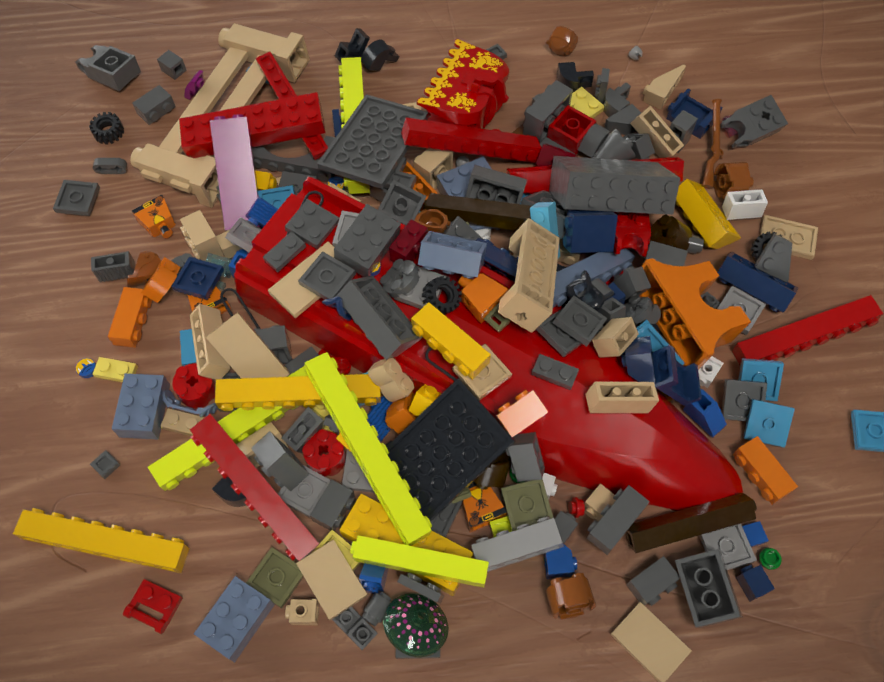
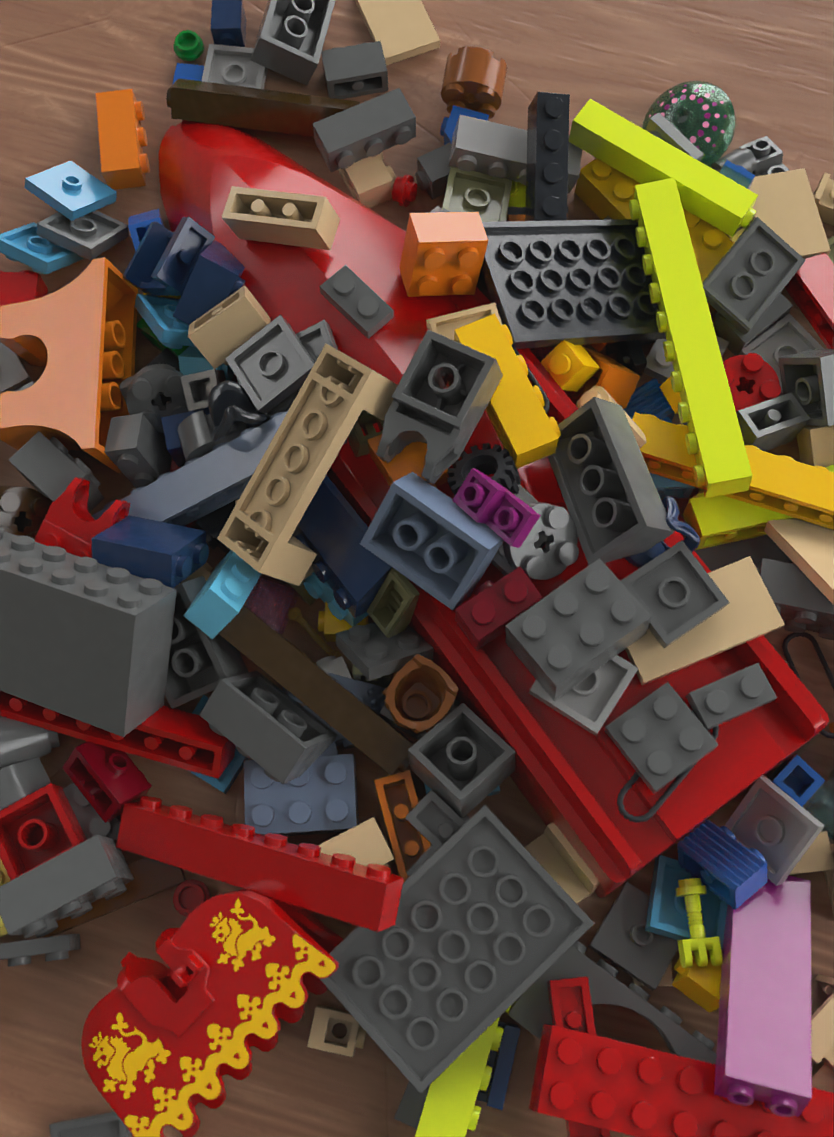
camera: 155 degrees left, 10 degrees up
(269, 186) = (690, 890): none -> neon yellow hinge
(341, 516) = (751, 275): none -> dark grey tile
(435, 271) = (496, 507): none -> magenta slope
(478, 307) = (434, 414): none -> dark grey brick
(492, 529) = (547, 157): none -> black brick

